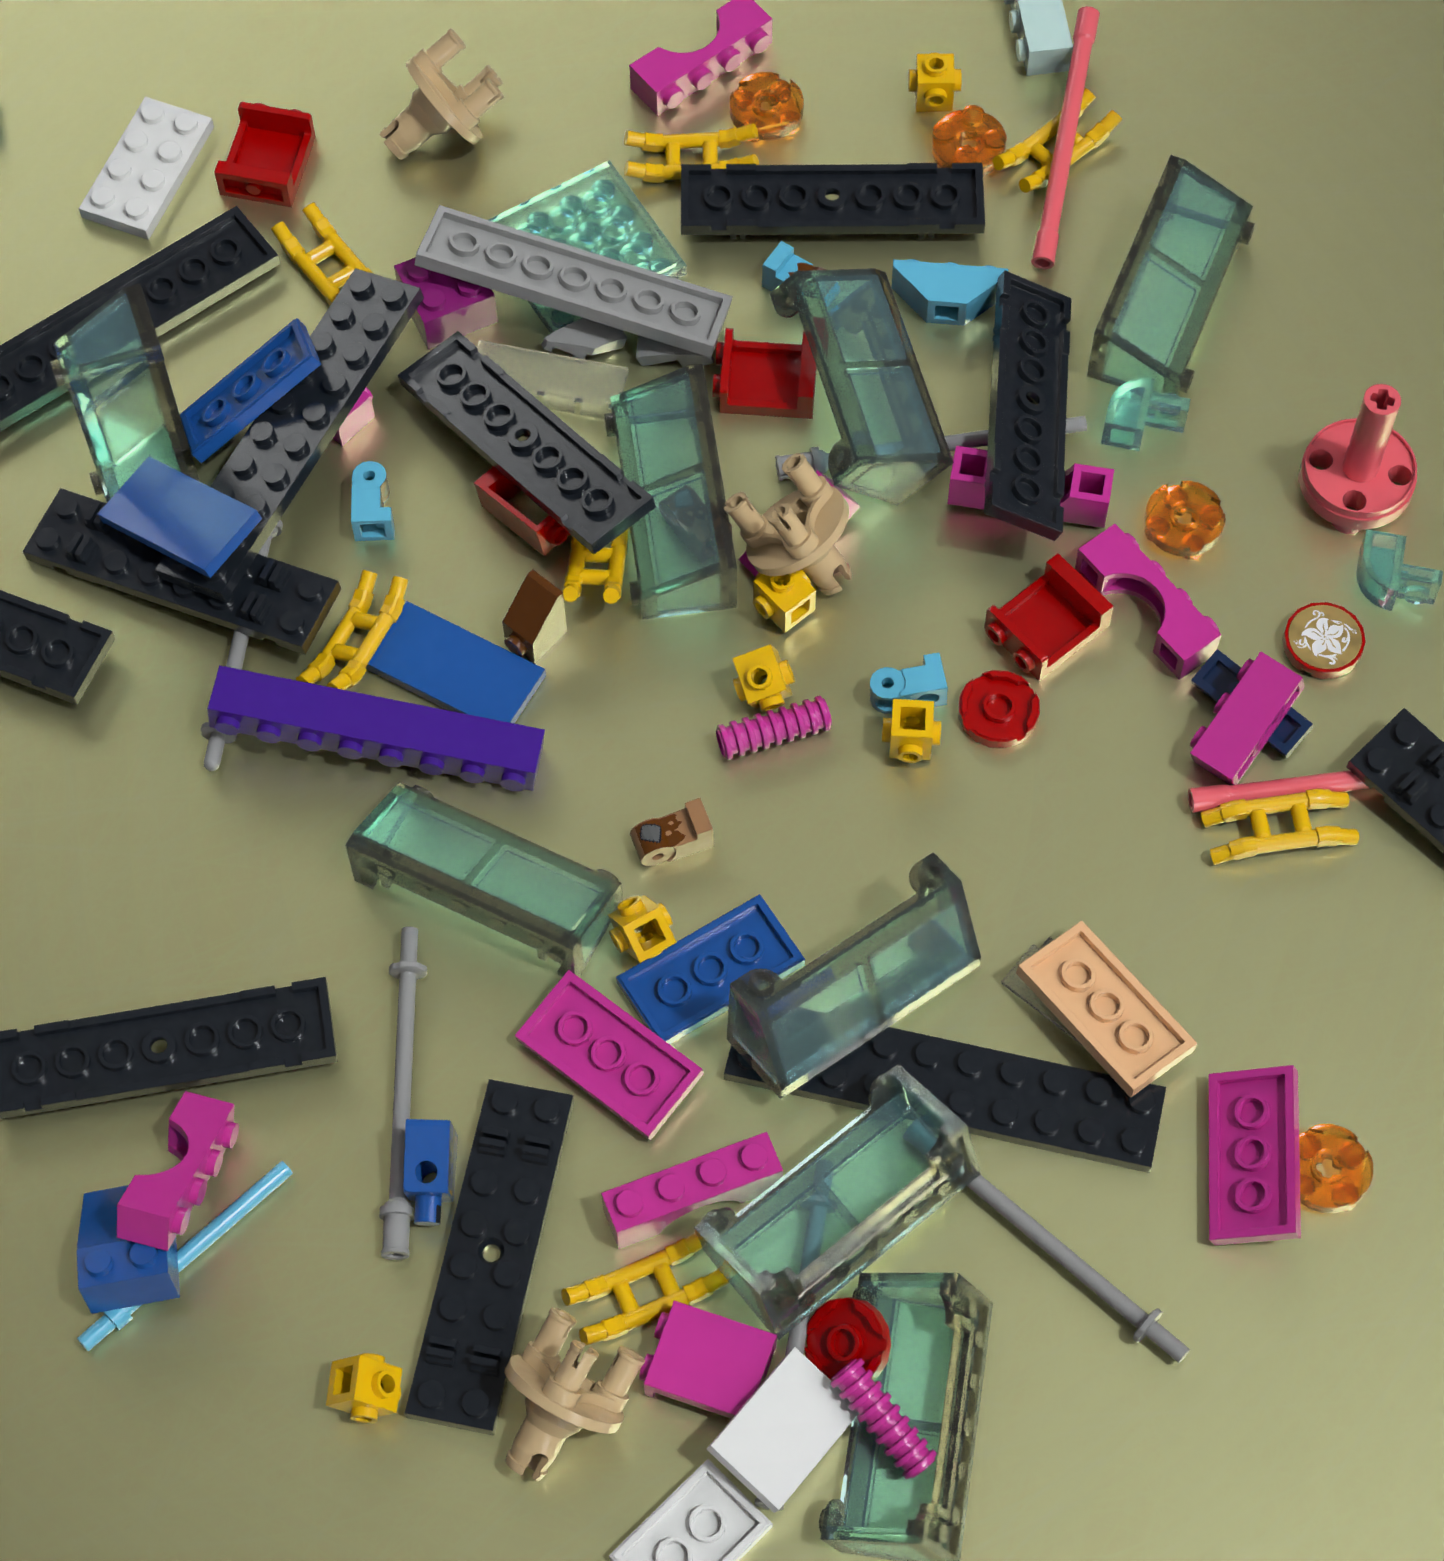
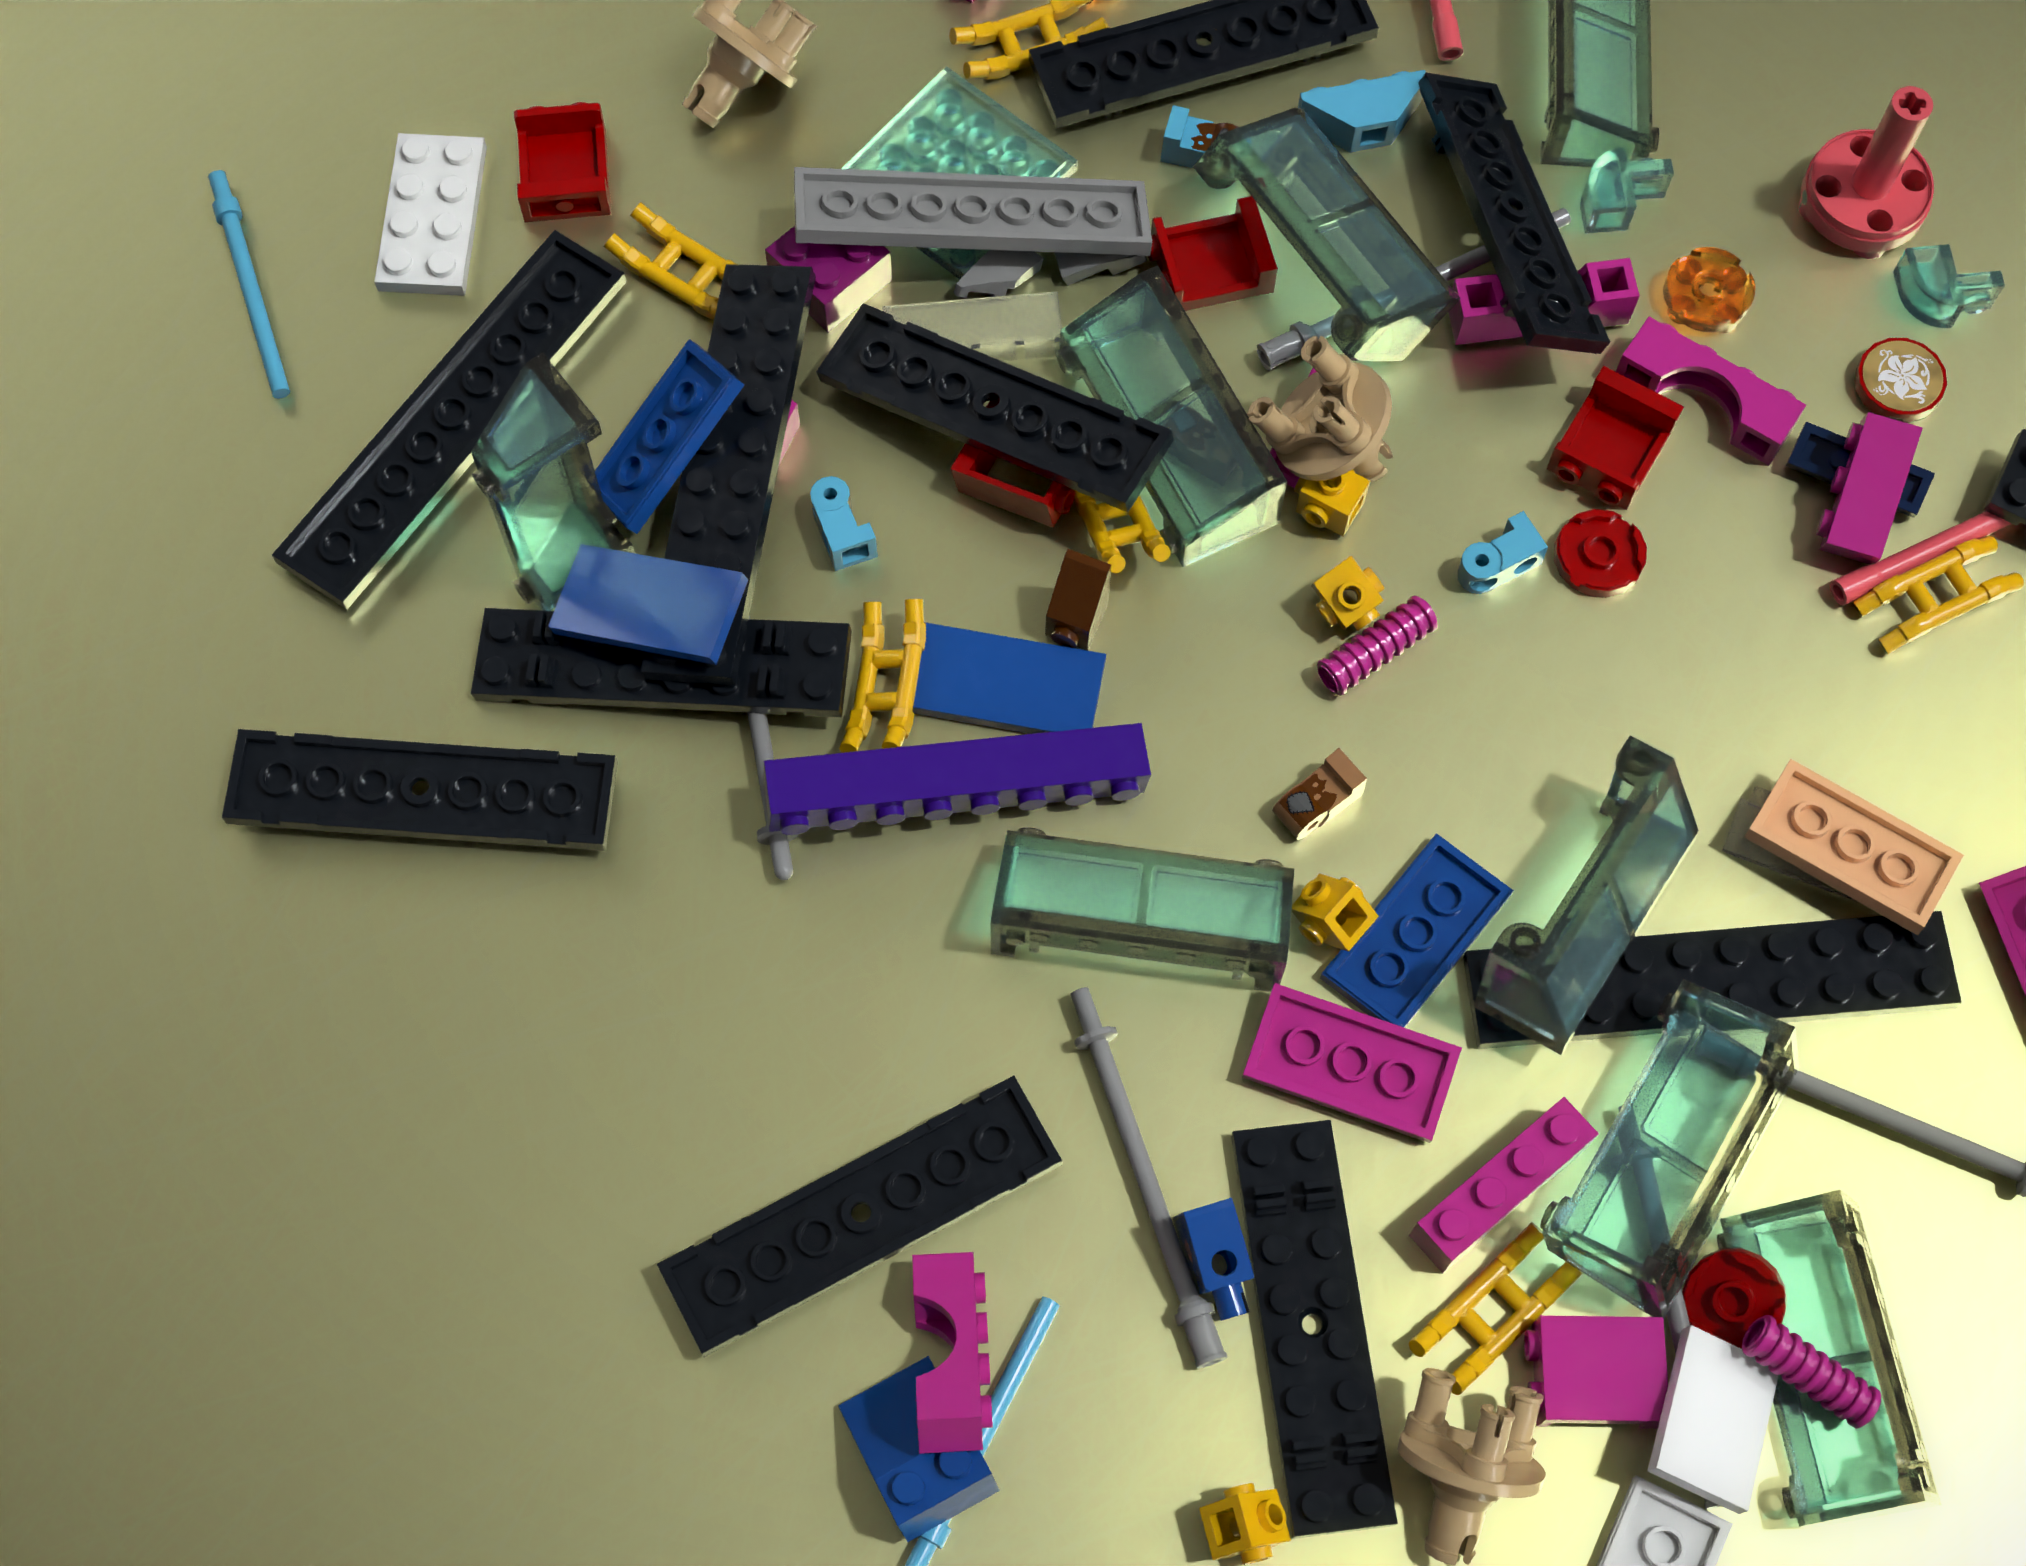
camera: 20 degrees left, 5 degrees up
(911, 730) = (1527, 605): yellow brick -> none

